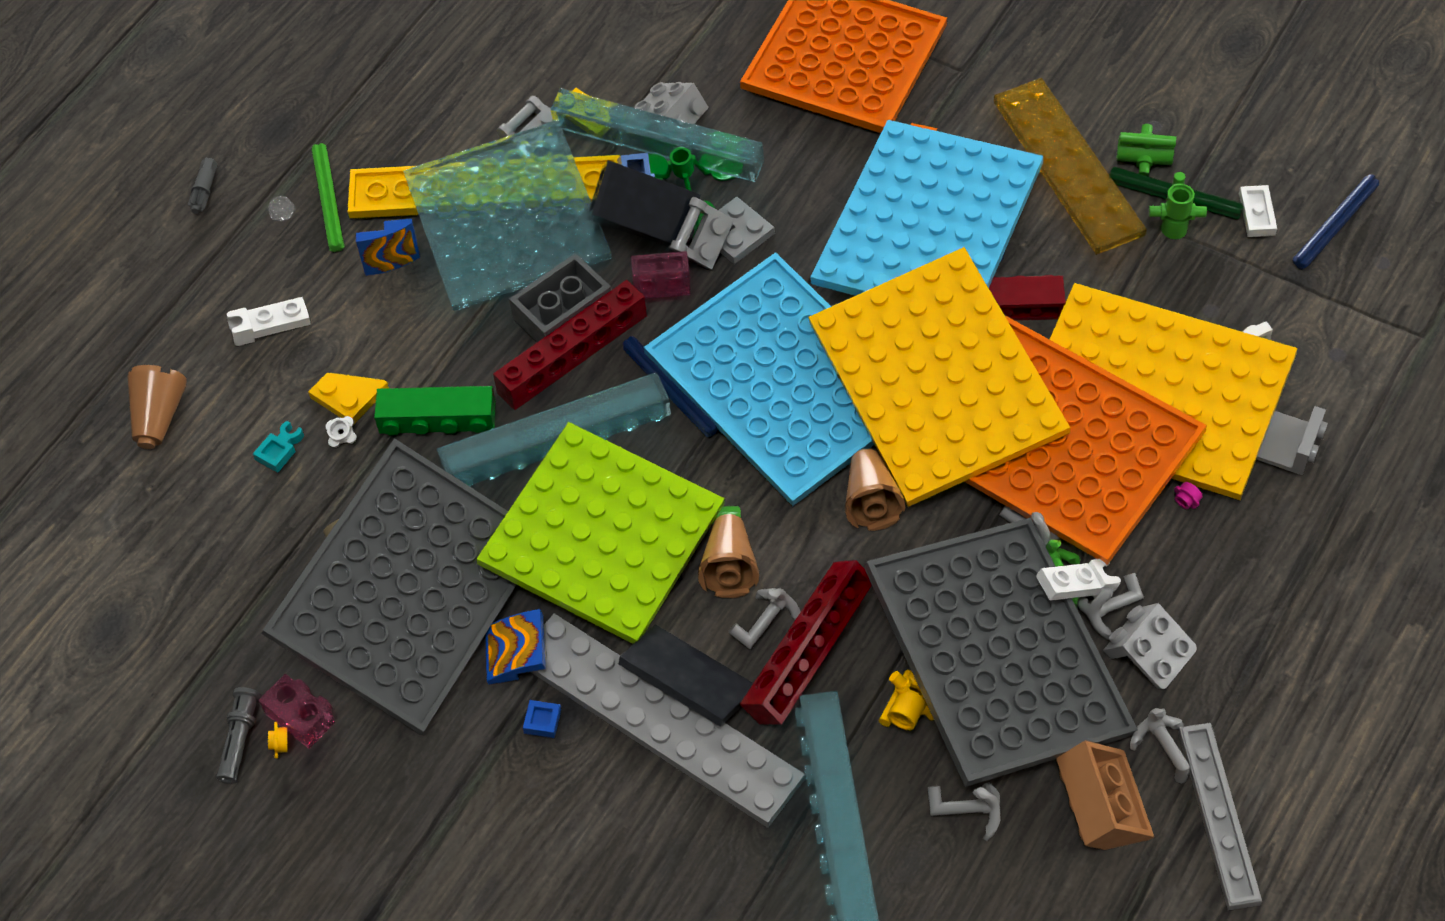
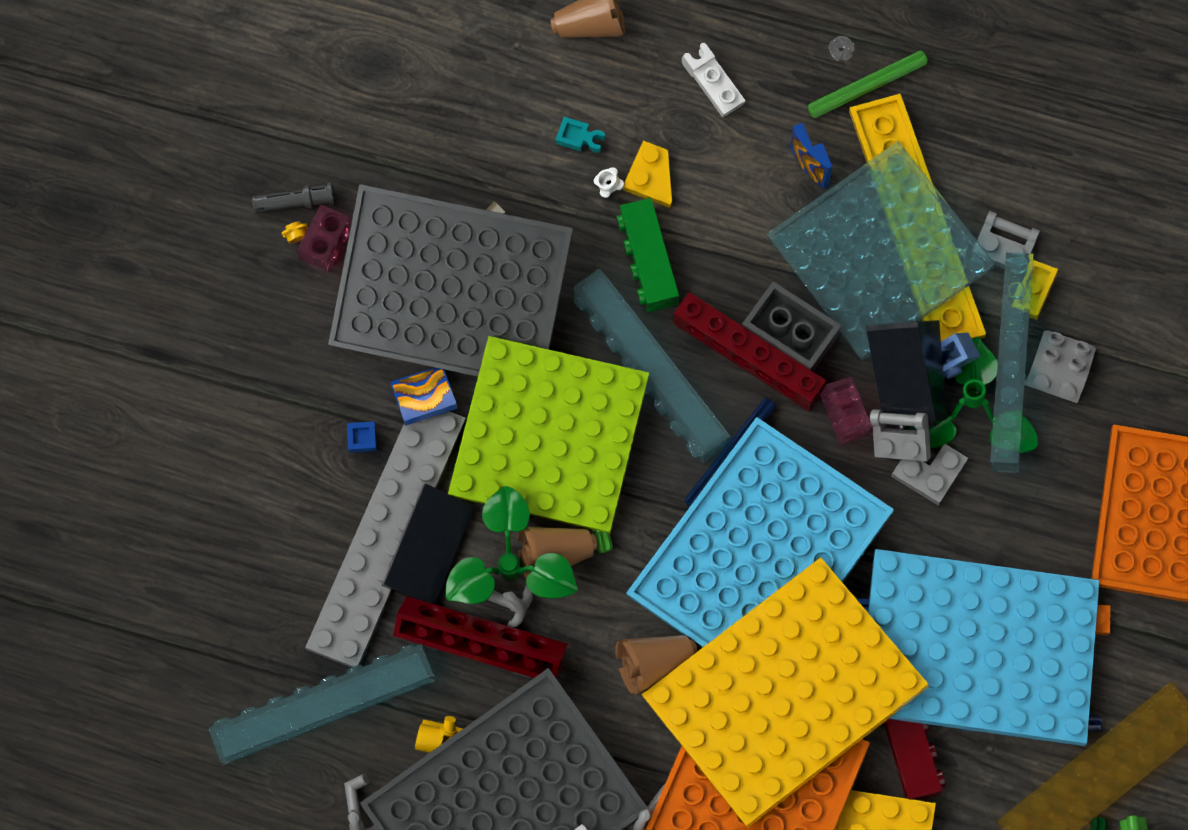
camera: 75 degrees right, 15 degrees up
(741, 625) = (473, 584): none -> green plant

